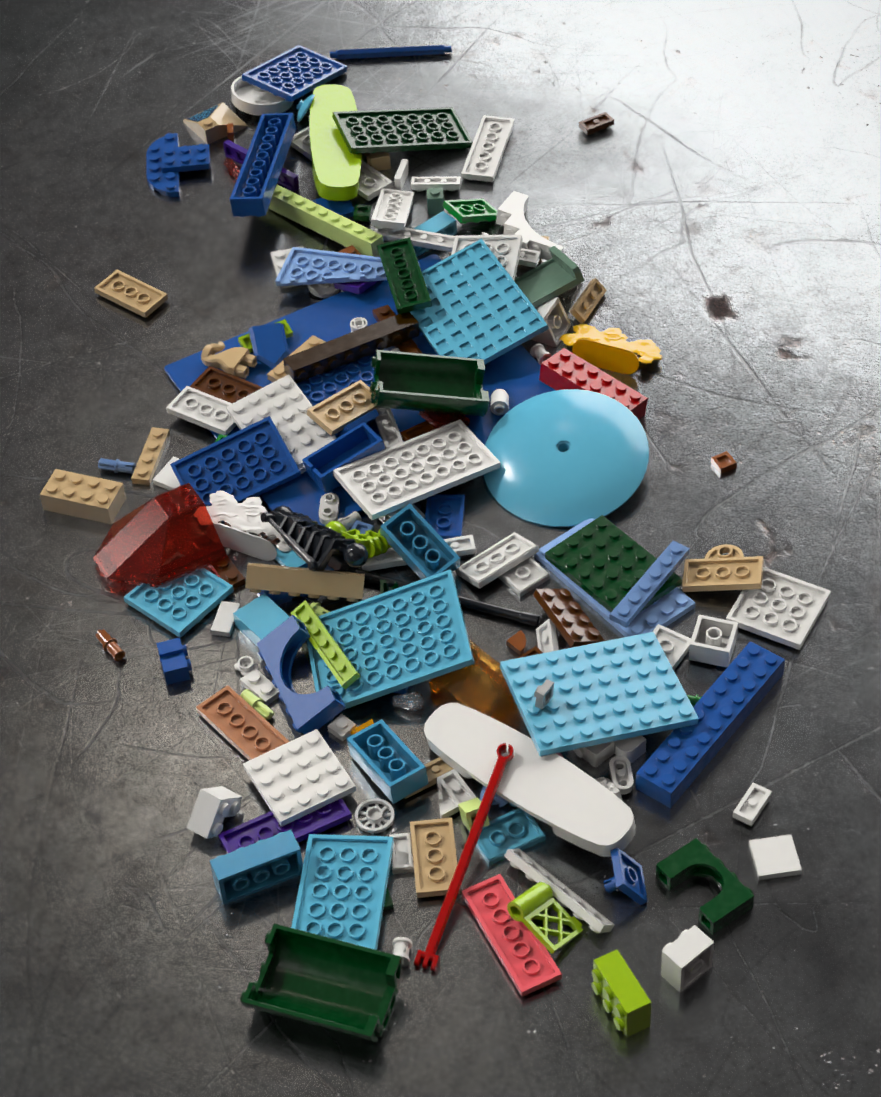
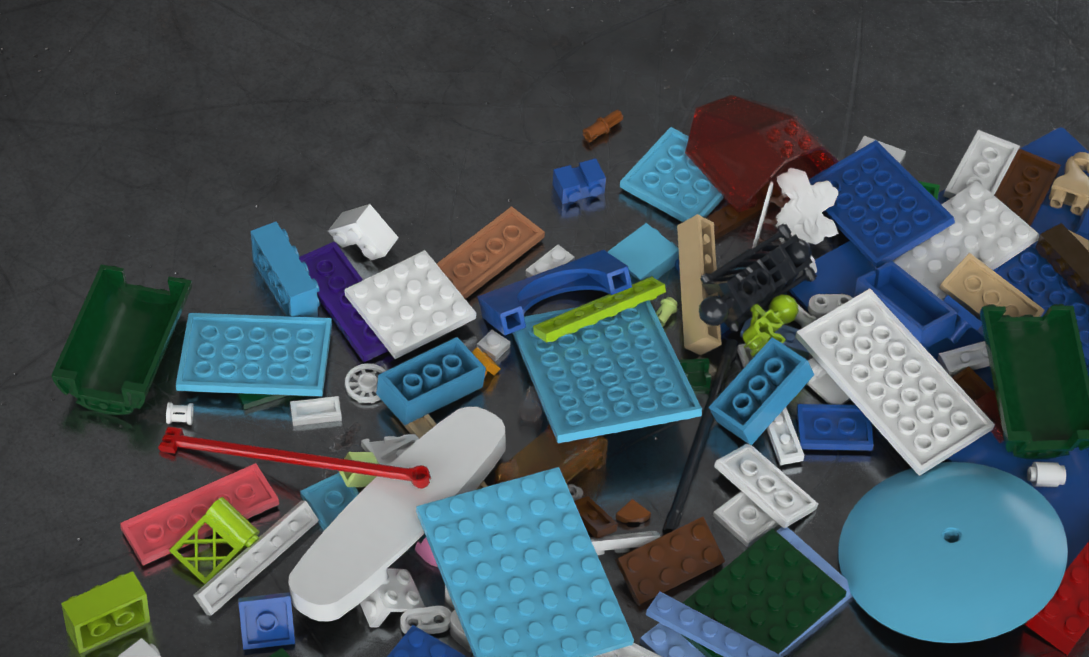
camera: 80 degrees right, 5 degrees up
(83, 496) = (824, 74): tan brick -> none
(116, 465) = (882, 101): medium blue axle -> none
(150, 456) = (907, 132): tan plate -> none
(224, 619) = (663, 224): white tile -> none
(245, 665) = (579, 248): white plate -> none
(257, 704) = (521, 263): yellowish green axle -> none
(433, 856) = (315, 434): tan plate -> none
(544, 694) = (494, 502): light grey plate -> none

